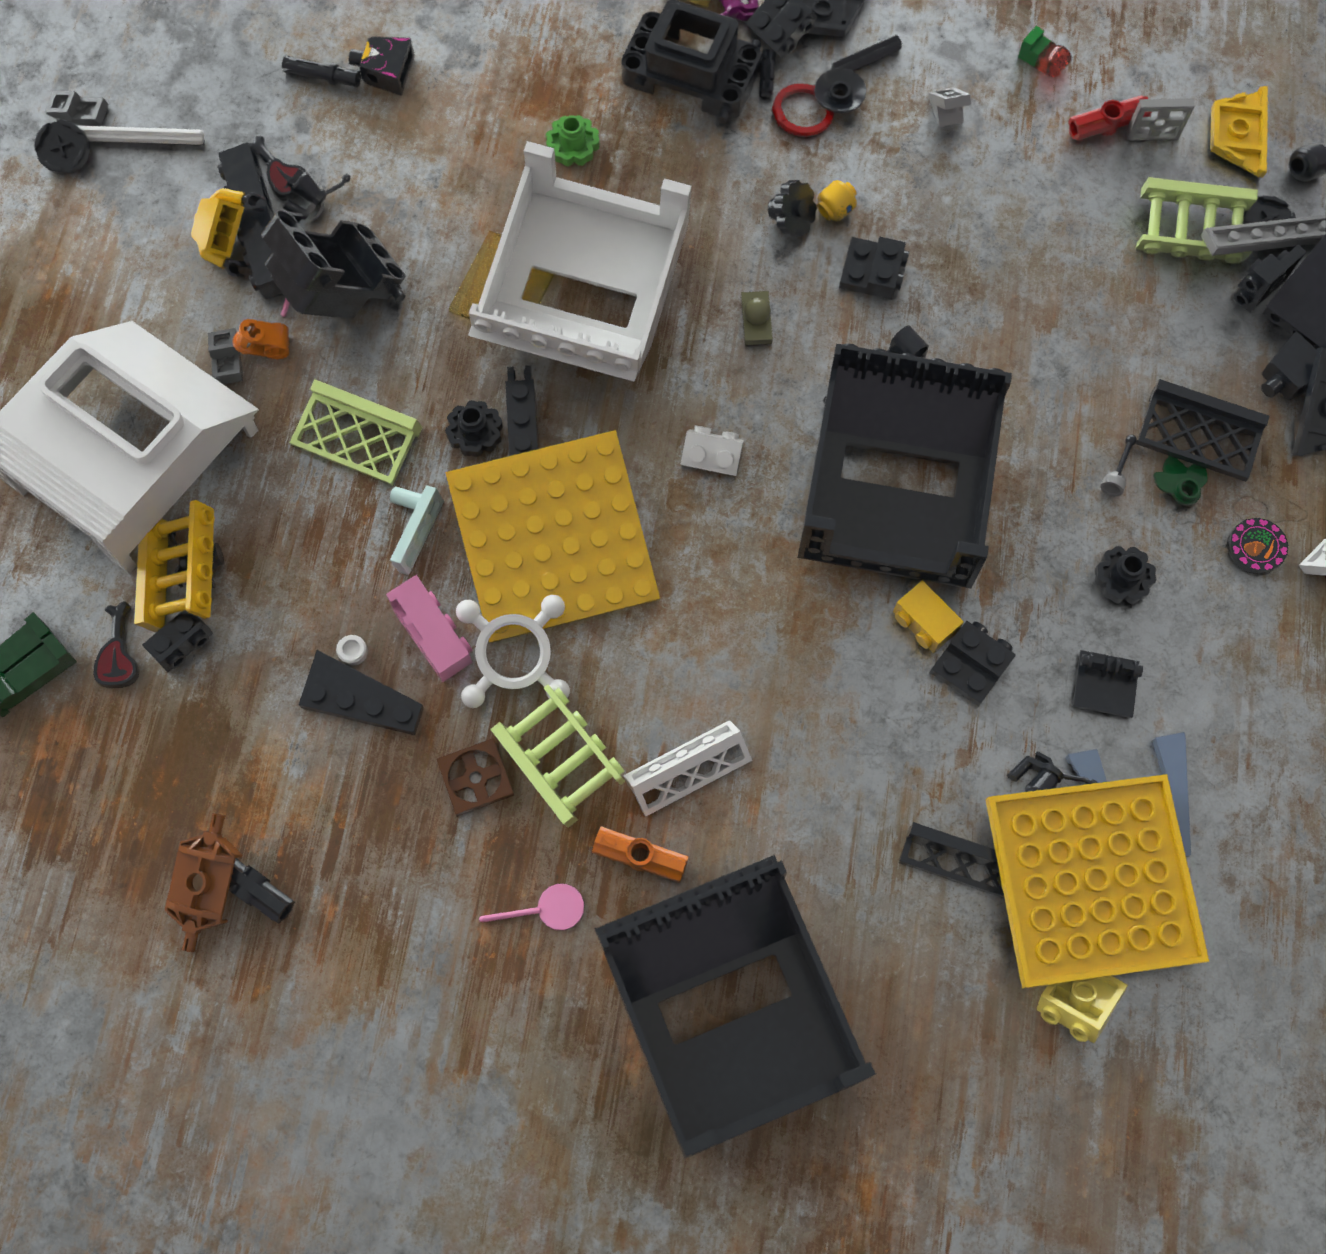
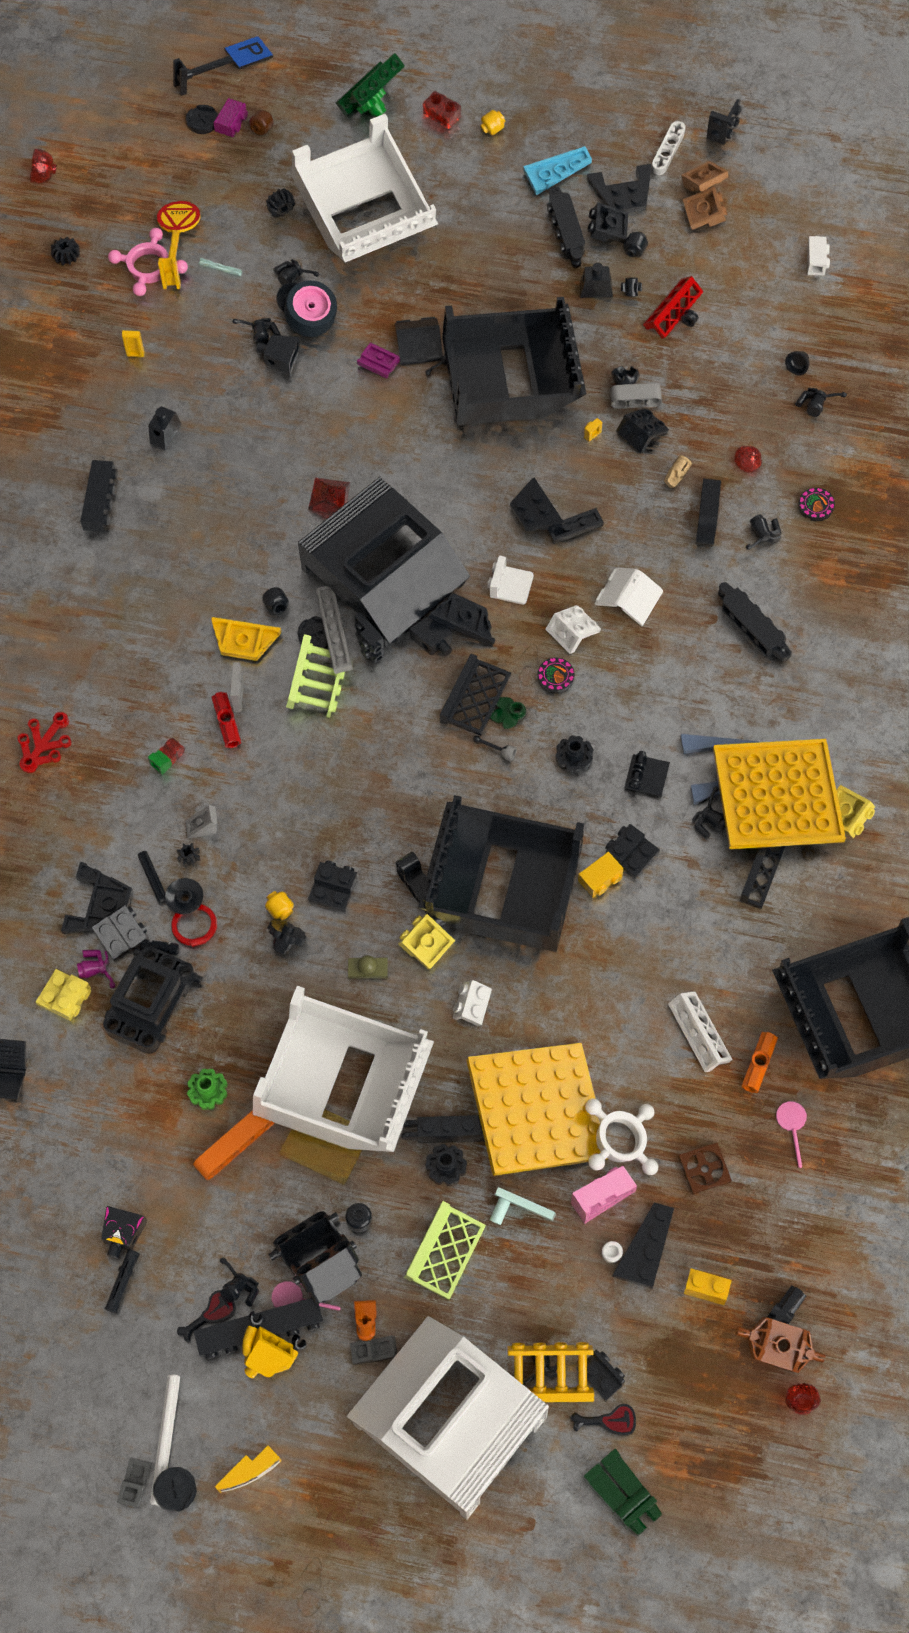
camera: 85 degrees left, 5 degrees down
(80, 225) = (249, 1471): none -> yellow slope
(125, 916) = (803, 1398): none -> clear red hair
(293, 778) = (707, 1286): none -> yellow brick
(397, 323) = (358, 1217): none -> black head
(488, 165) = (231, 1145): none -> orange beam
(529, 759) = (694, 1129): yellowish green fence -> none
(798, 384) = (425, 941): none -> light yellow plate
(900, 90) = (188, 850): none -> black gear

